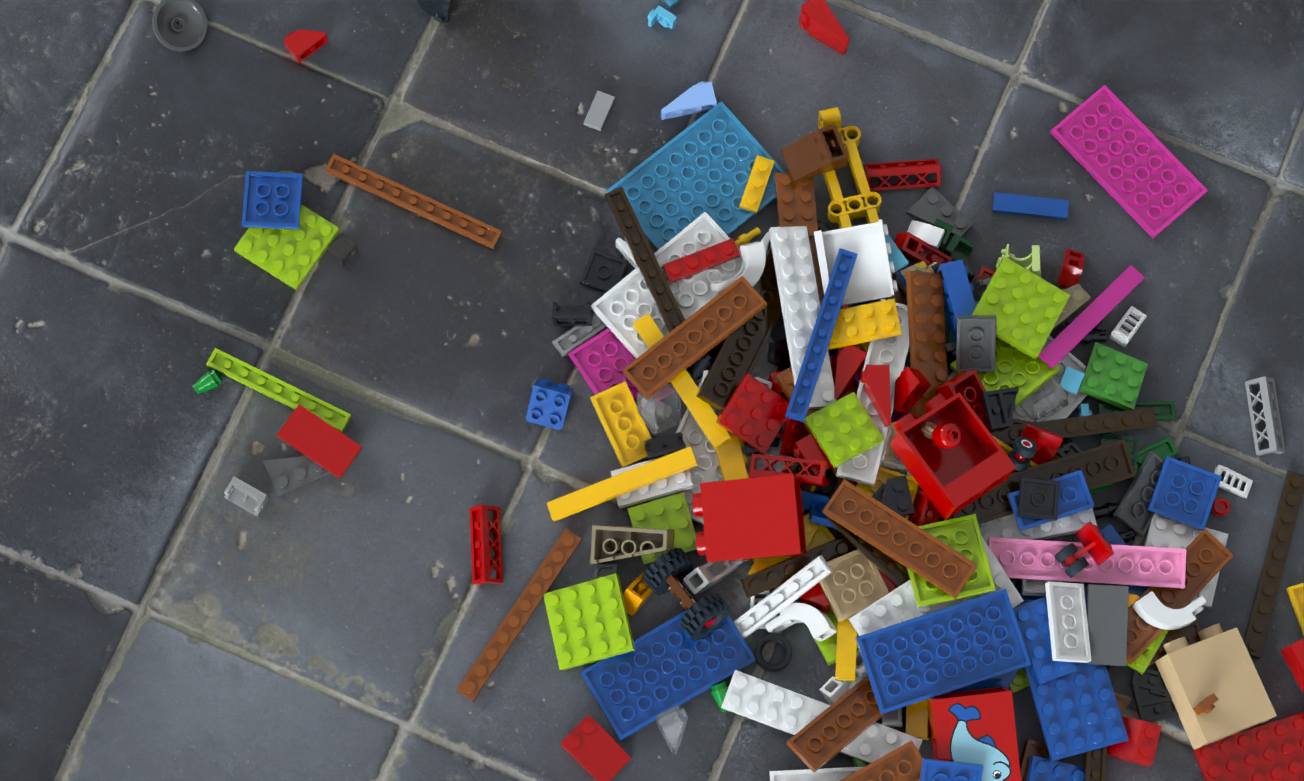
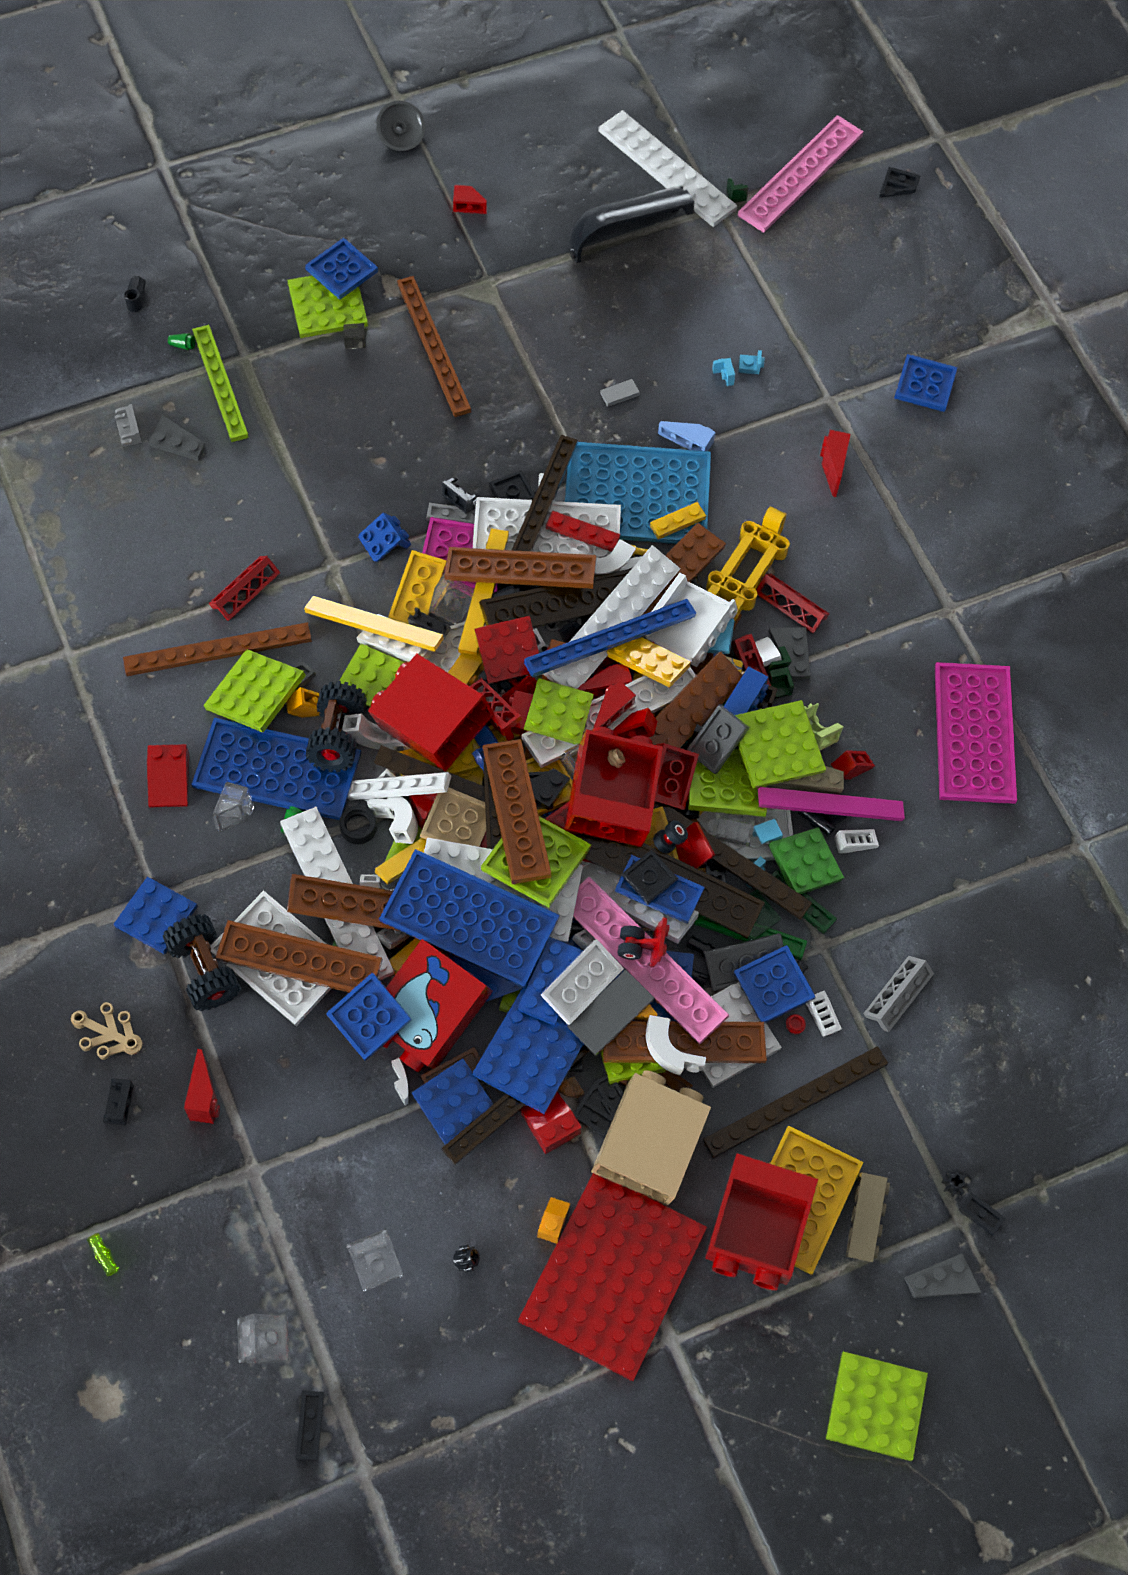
camera: 45 degrees right, 10 degrees down
(122, 374) = (134, 294): none -> black piece
(319, 441) = (208, 431): red tile -> none
(623, 542) = (333, 660): dark tan wedge -> none
(815, 154) = (738, 529): reddish brown slope -> none
(946, 436) = (620, 765): red head -> none
(999, 407) = (690, 795): black wing -> none
(1030, 206) = (867, 700): blue tile -> none
(1206, 705) = (623, 1132): dark orange plate -> none

